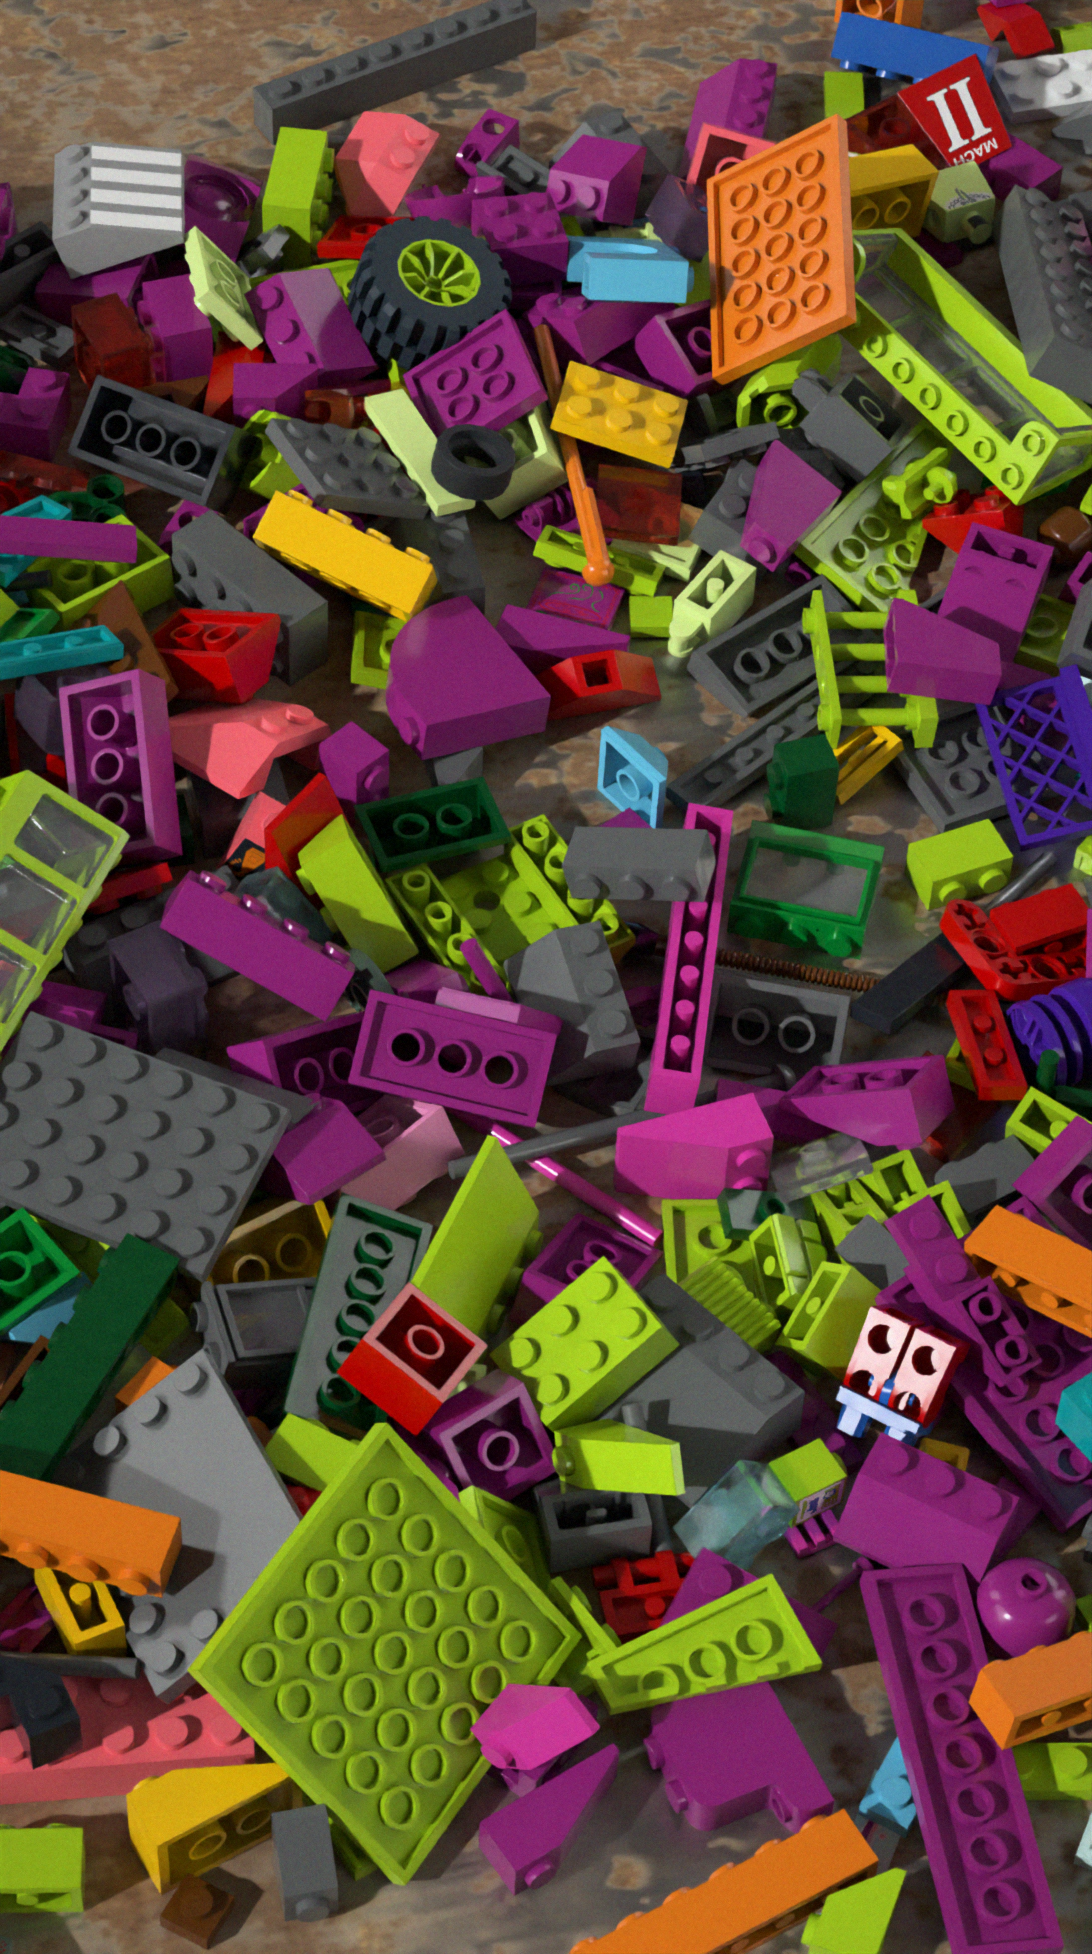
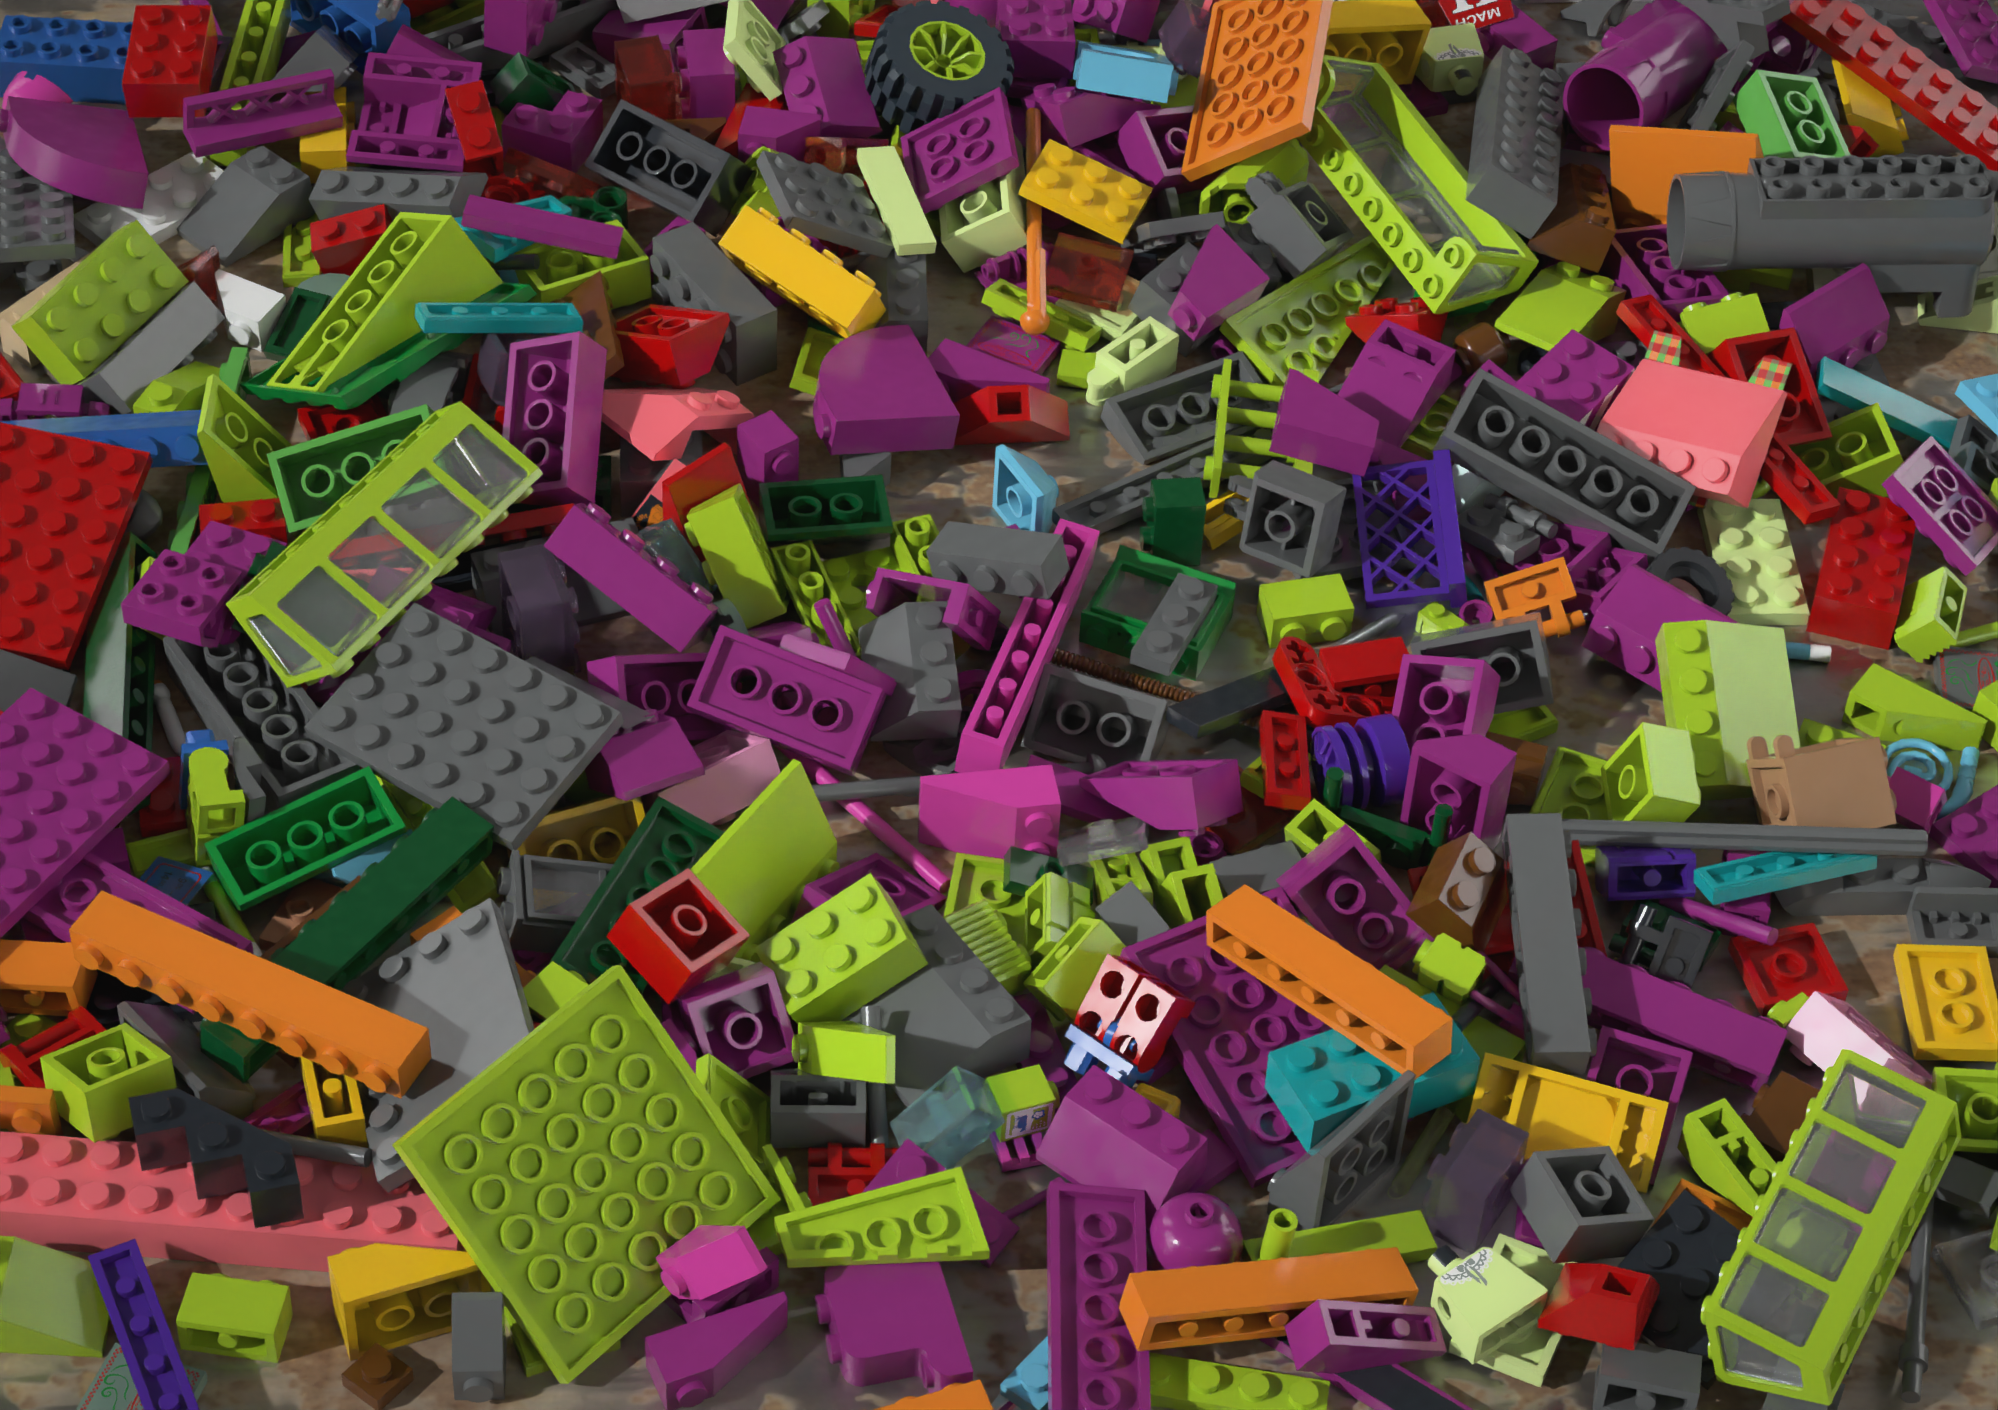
camera: 10 degrees right, 5 degrees down
(470, 481) = (933, 227): black tyre -> none
(625, 930) = (966, 612): none -> magenta panel
(832, 905) = (1173, 624): none -> dark grey plate
(921, 484) = (1351, 286): lime hips -> none
(924, 766) = (1287, 517): none -> dark grey hinge
(931, 1154) = (1207, 848): none -> magenta plate
(957, 1294) = (1193, 957): magenta slope -> none

